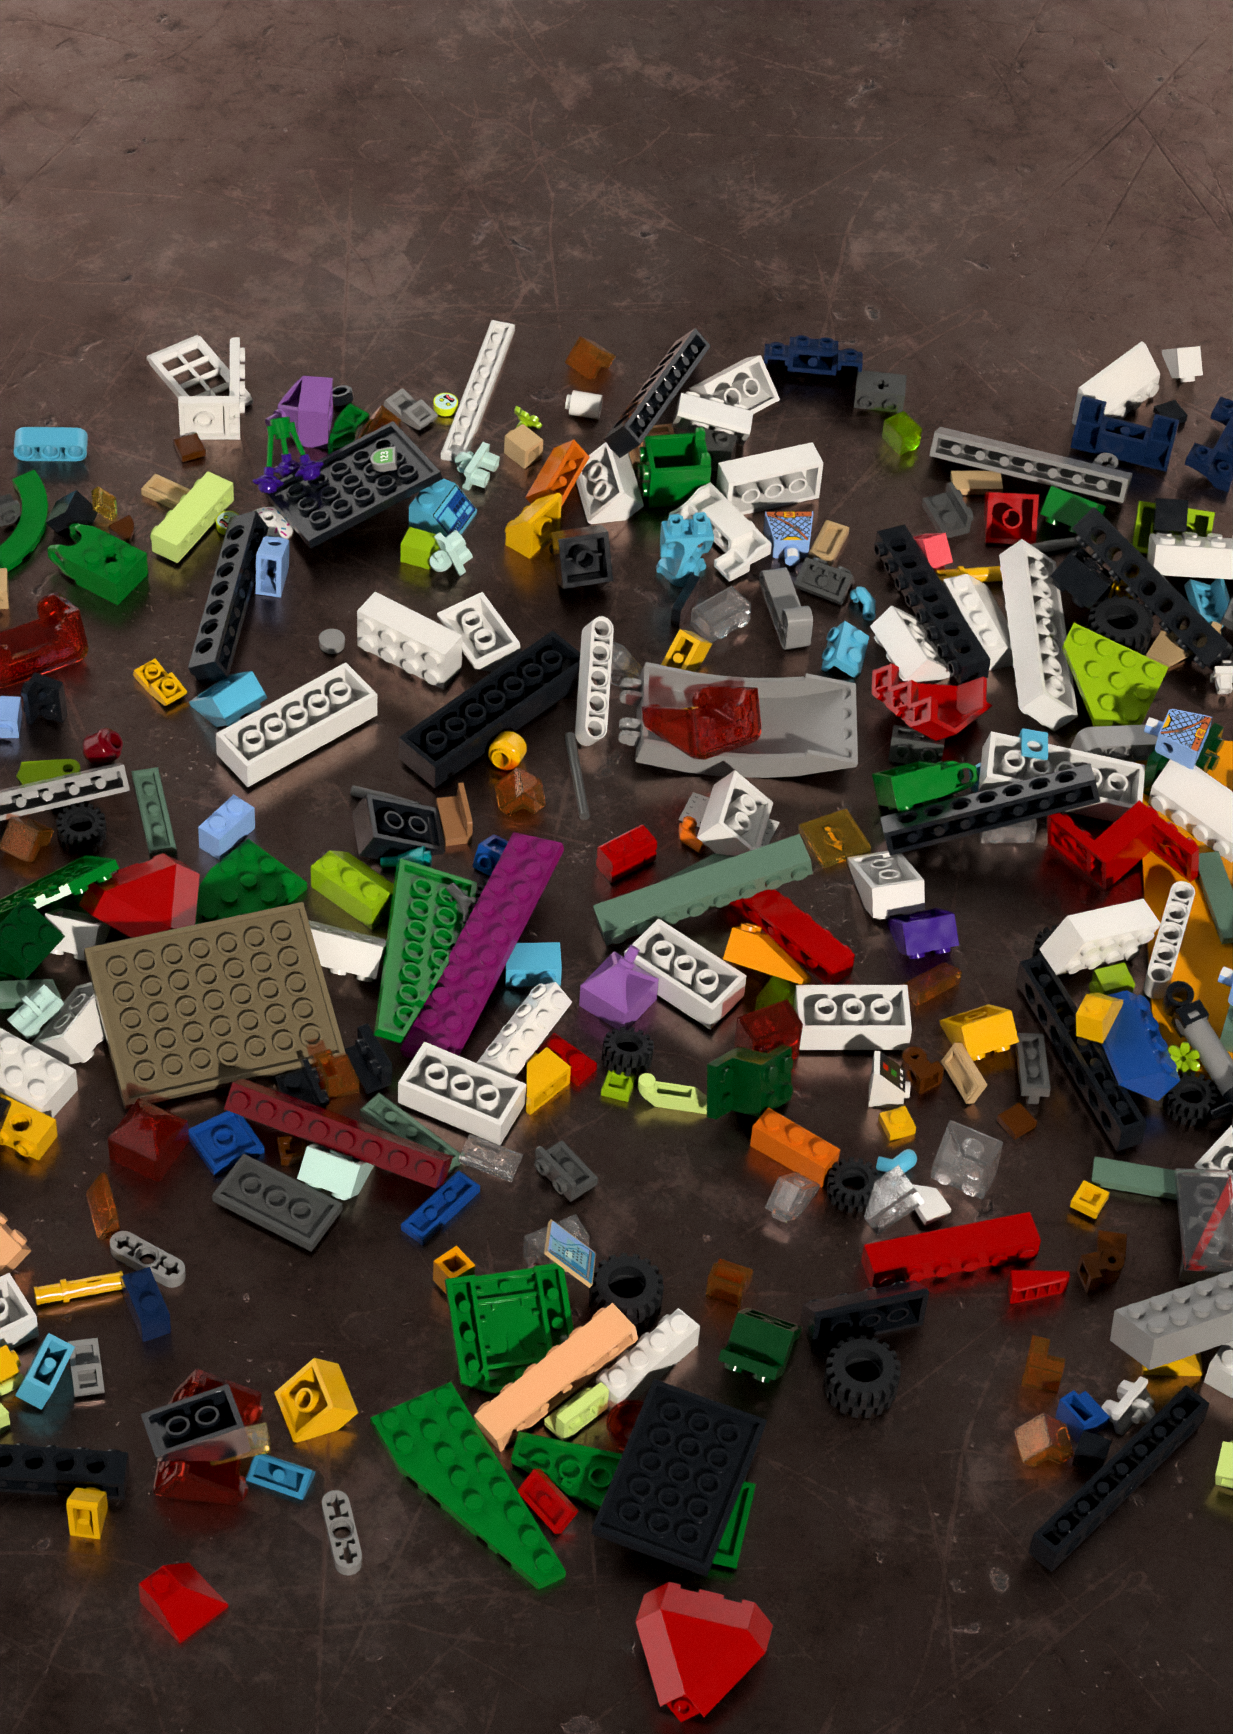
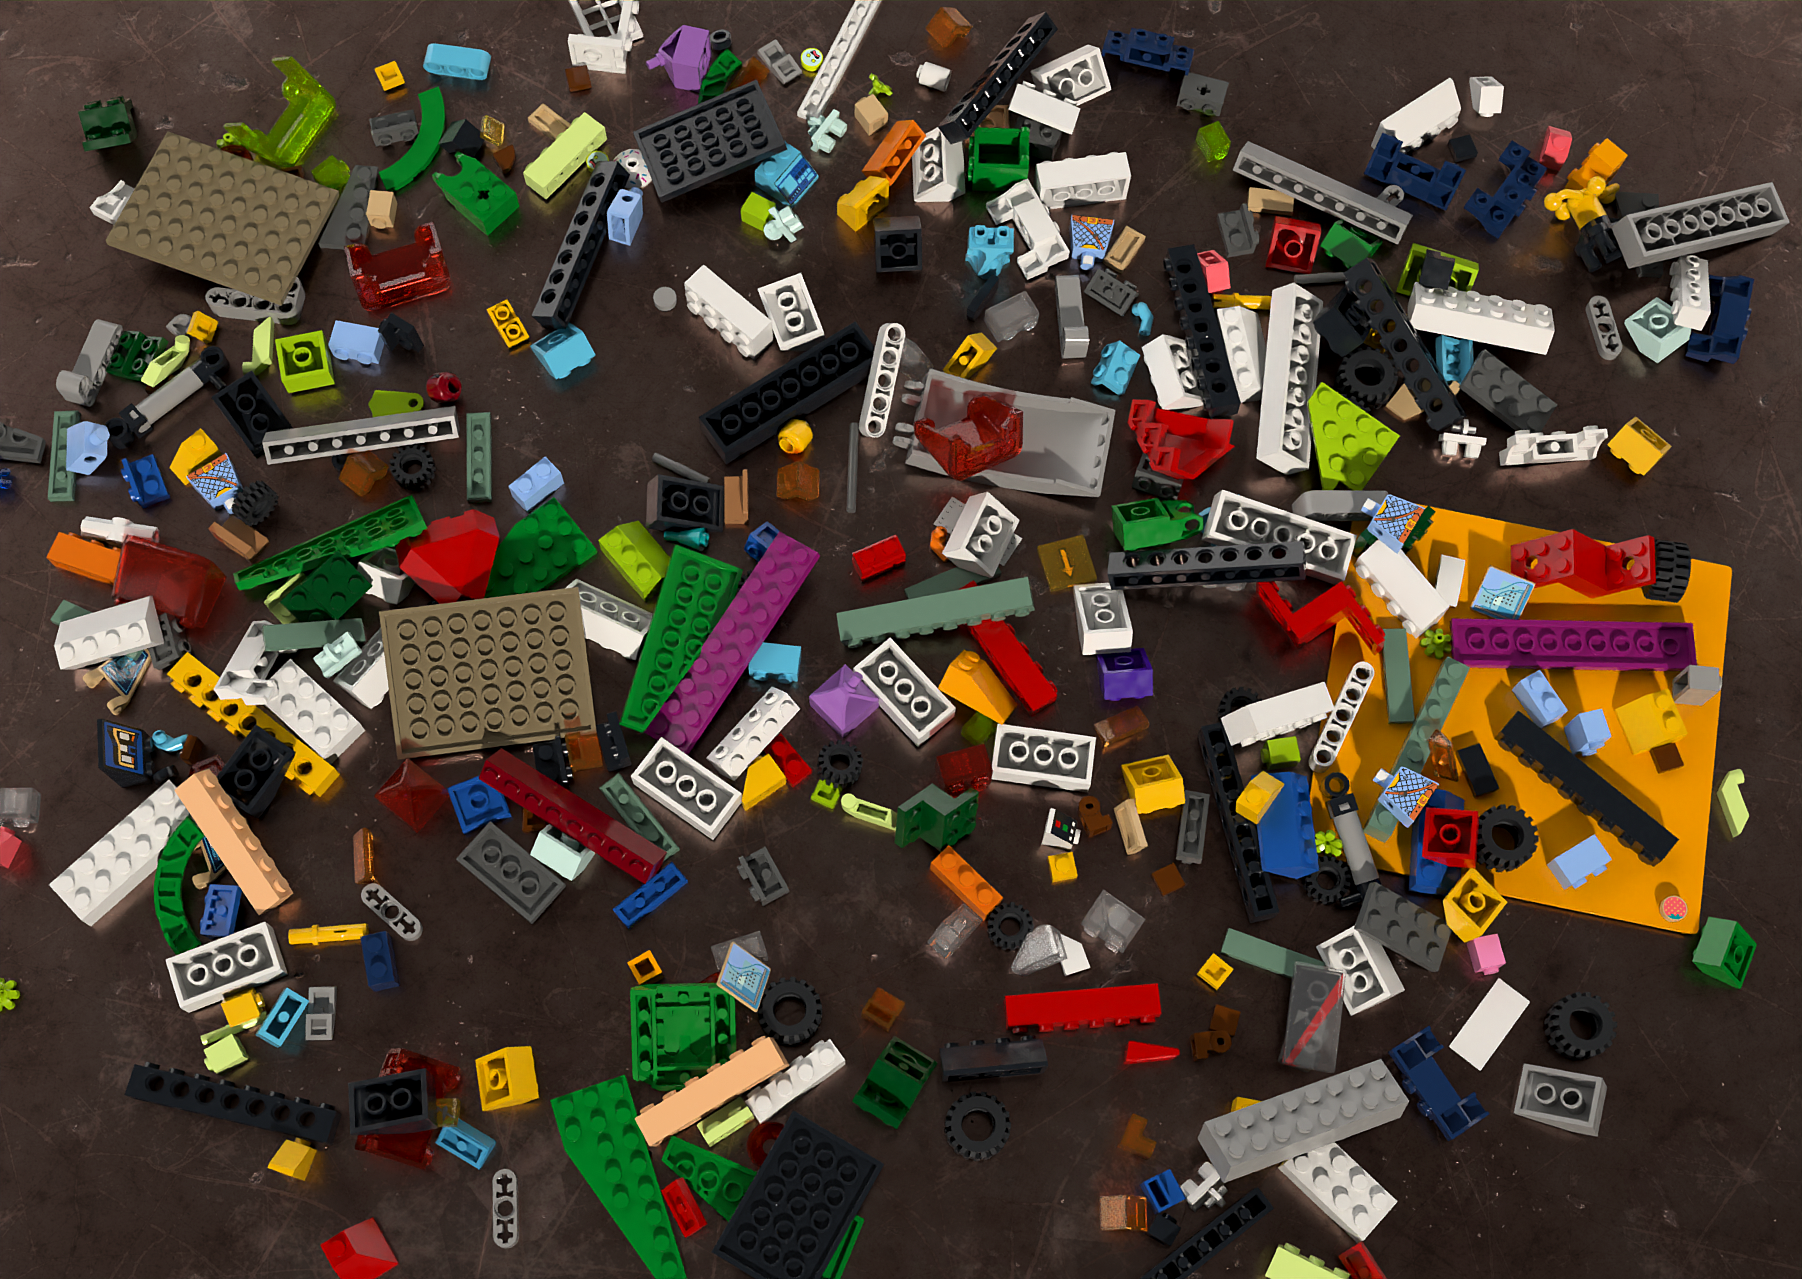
camera: 10 degrees right, 20 degrees up
(296, 724) = (615, 386): white brick -> none
(307, 469) = (672, 122): plant -> none
(384, 459) = (740, 122): tile -> none
(462, 899) = (724, 590): dark grey bar -> none
(490, 1158) = (701, 855): clear plate -> none
(906, 1160) = (1056, 909): medium azure arm -> none
(1031, 735) = (1256, 496): medium azure bracket -> none

